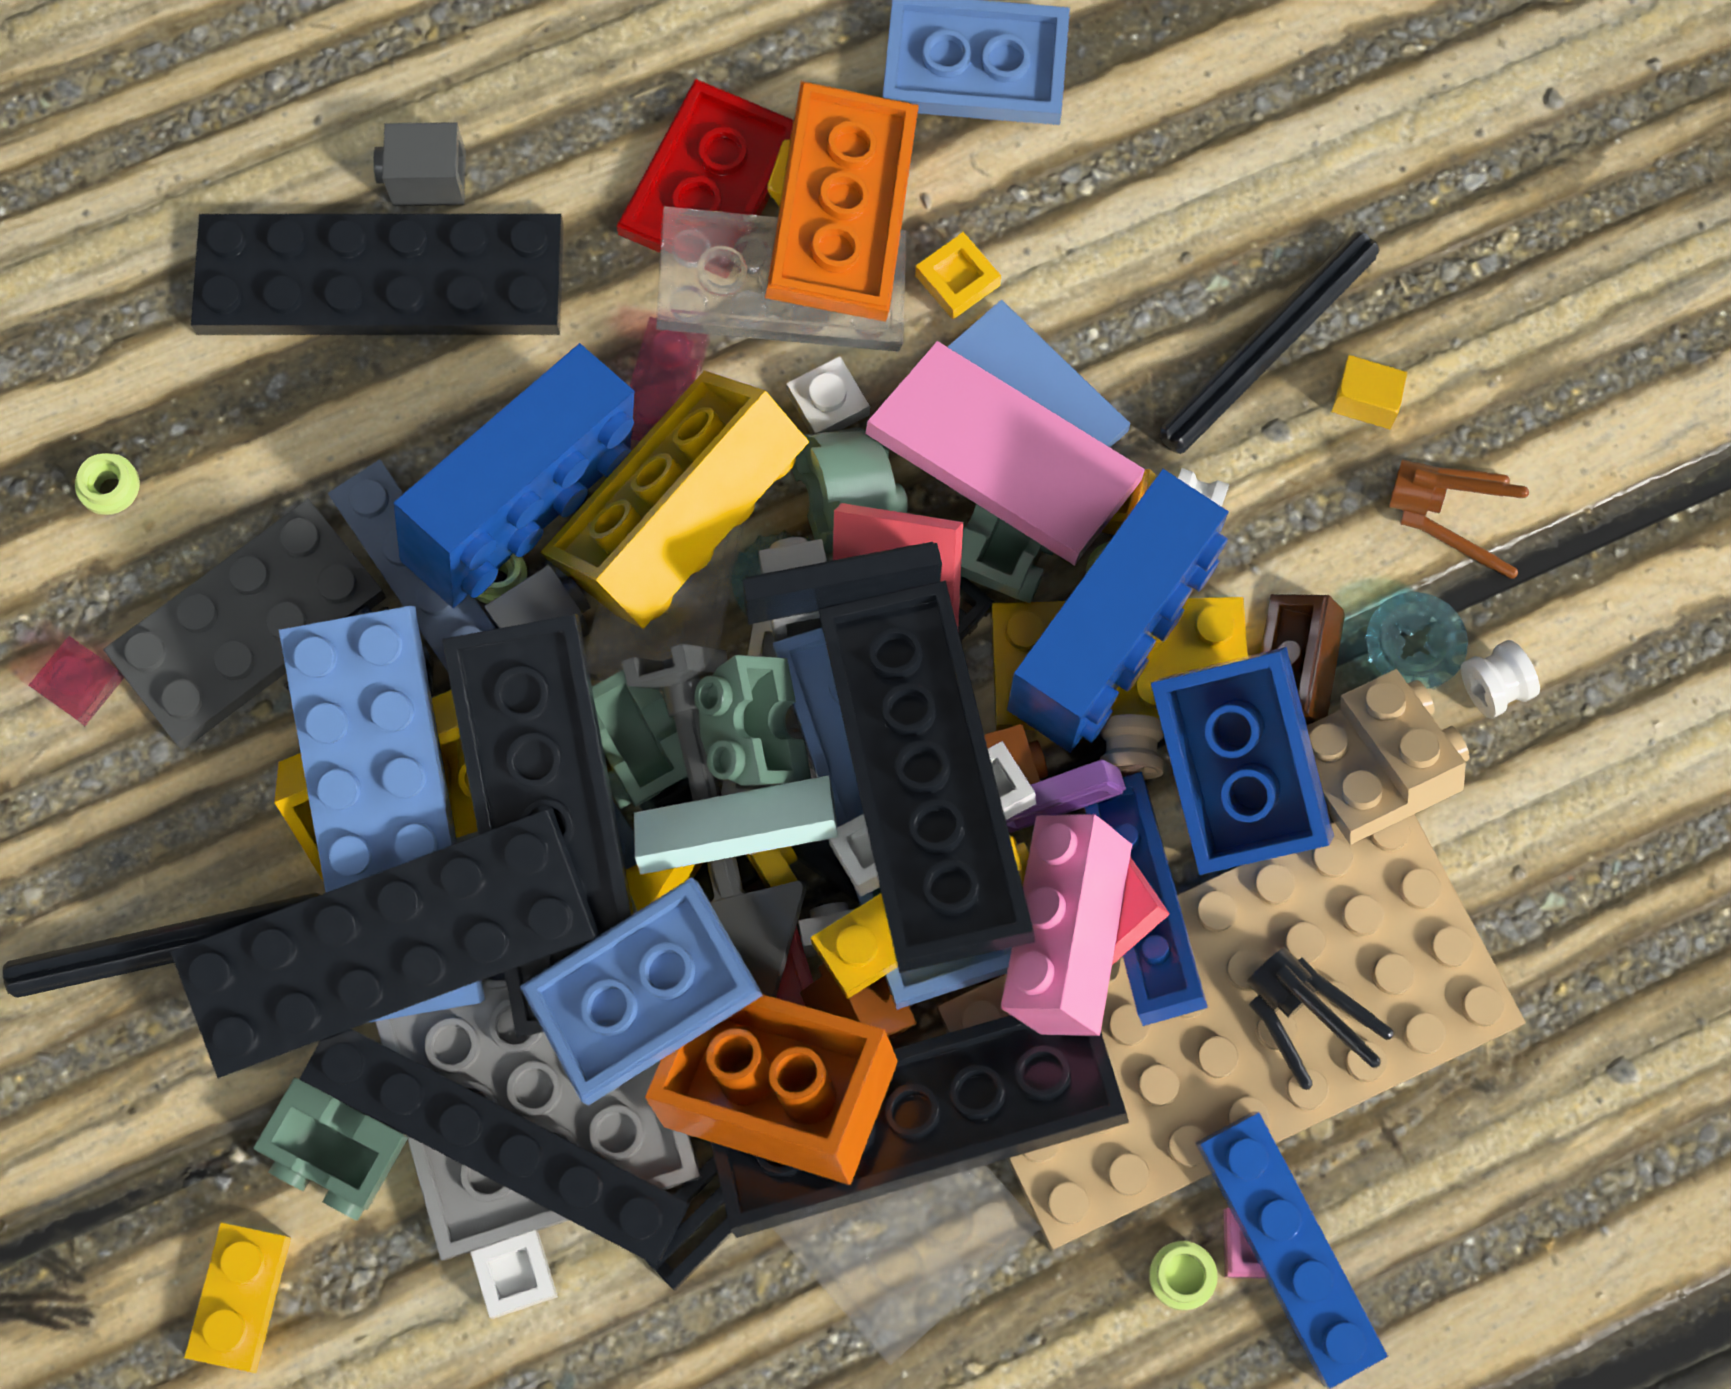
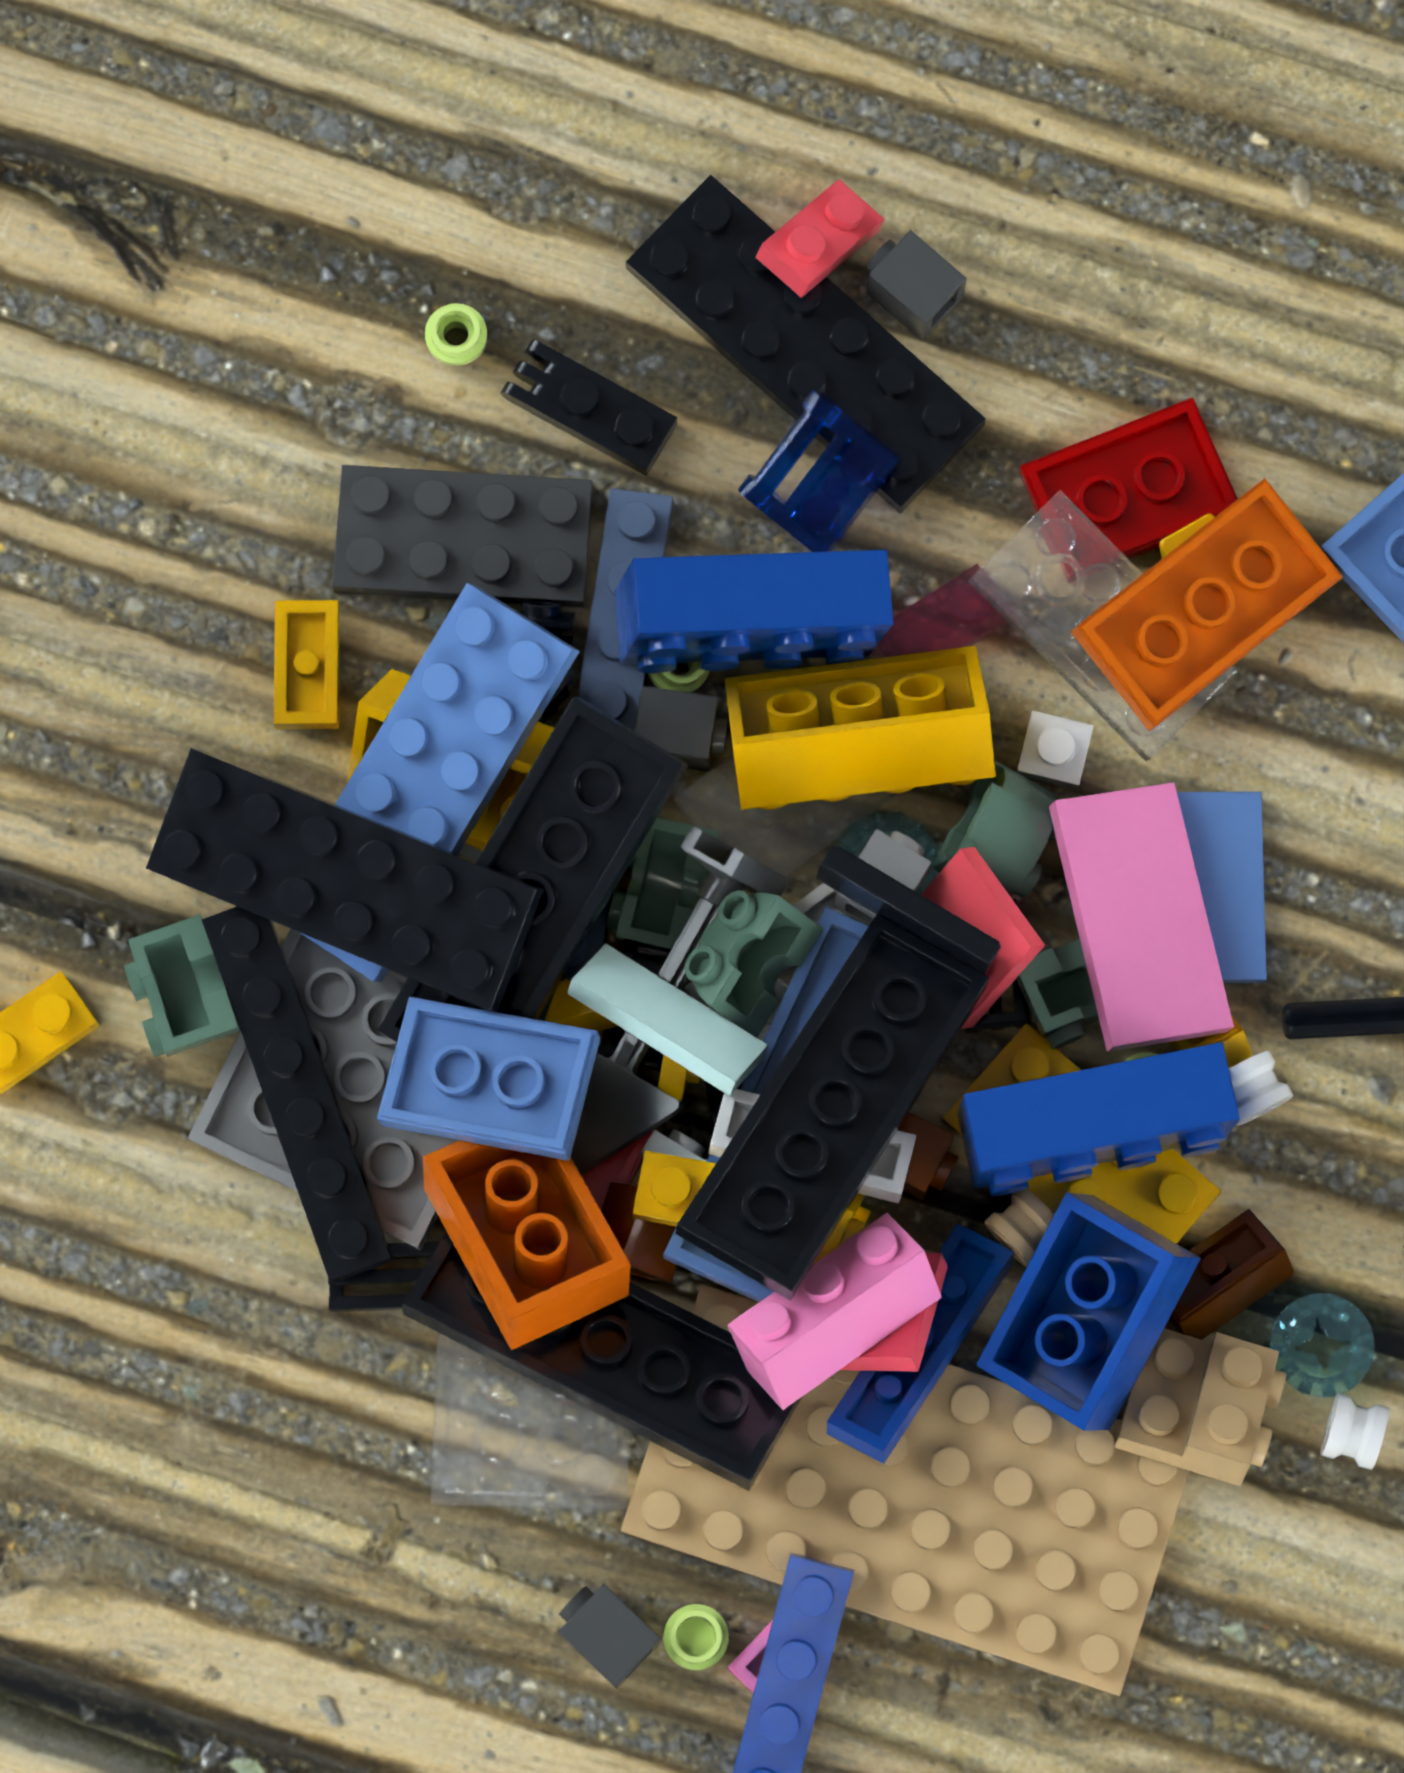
camera: 45 degrees right, 5 degrees up
(76, 681) = (303, 470): clear pink plate -> none
(123, 953) = (178, 720): black axle -> none
(208, 819) = (306, 664): none -> yellow plate
(258, 451) = (591, 408): none -> black hinge
(322, 189) = (819, 238): none -> coral plate
(495, 346) = (836, 484): none -> clear blue plate
(513, 1274) = (229, 1195): white plate -> none
(958, 275) = (1245, 742): yellow plate -> none
(1071, 792) = (941, 1218): medium lavender tile -> none
(1118, 1336) = (607, 1633): none -> dark grey brick
(1290, 985) = (960, 1502): black plant -> none

